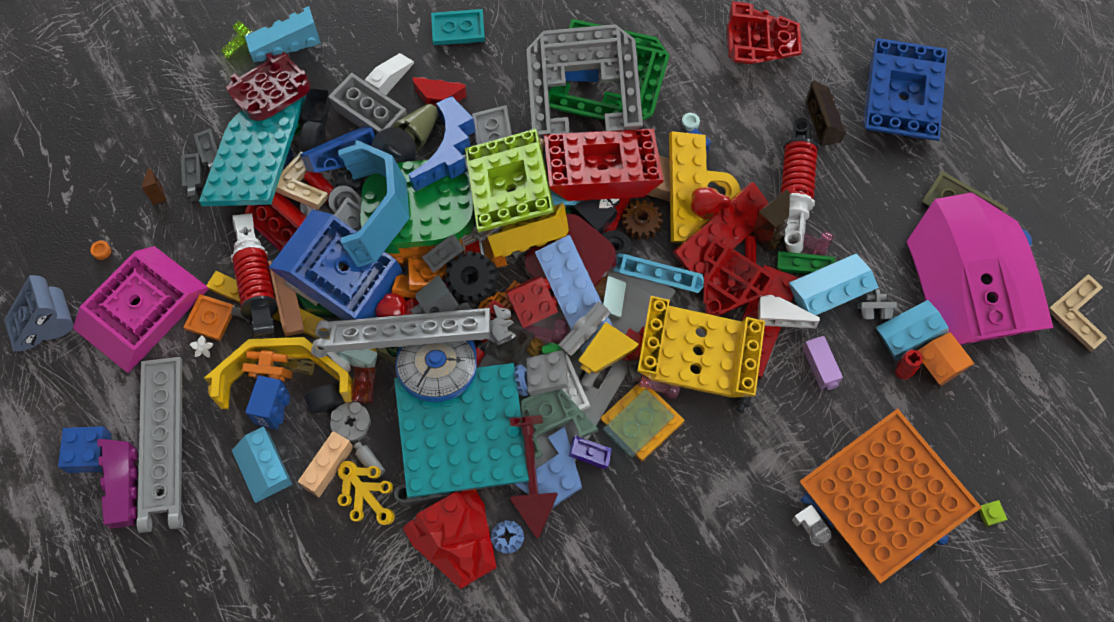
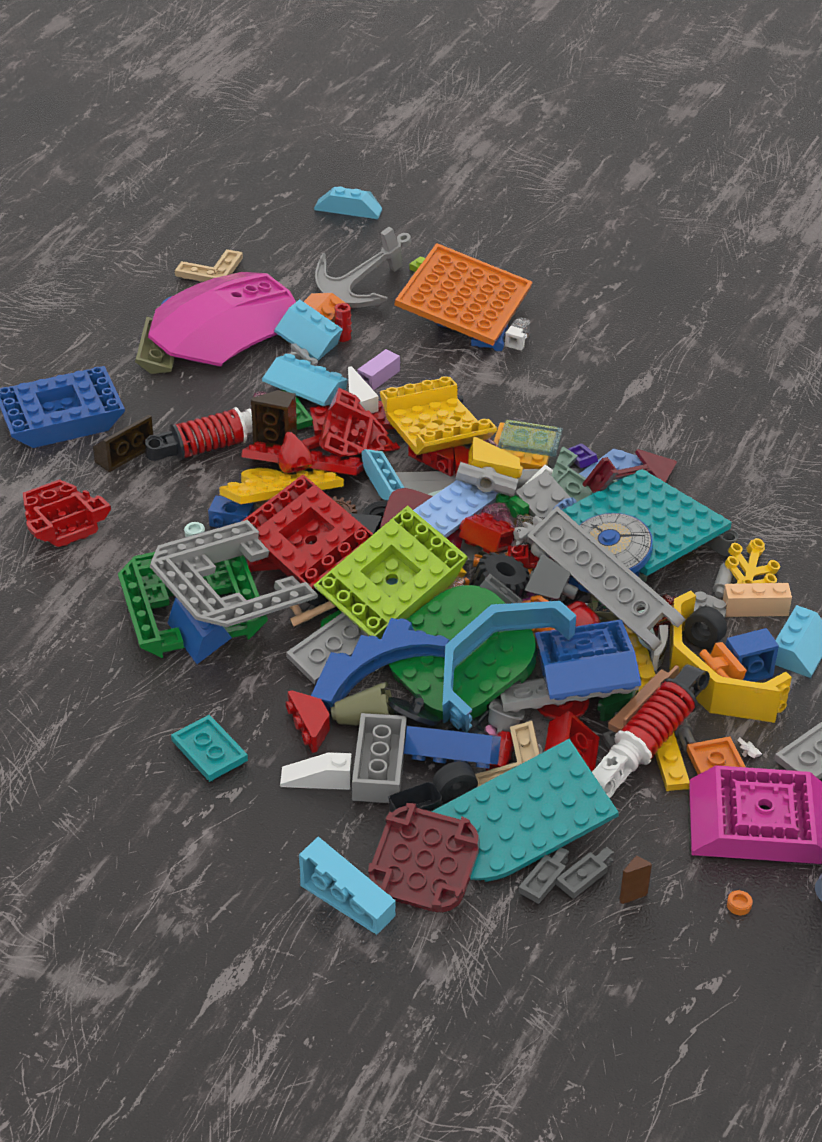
camera: 125 degrees left, 25 degrees down
(238, 41) = (371, 936): clear neon green piece -> none
(455, 537) = (734, 500): red wedge -> none
(500, 543) = (693, 482): medium blue gear -> none
(985, 405) = (343, 285): none -> light grey piece

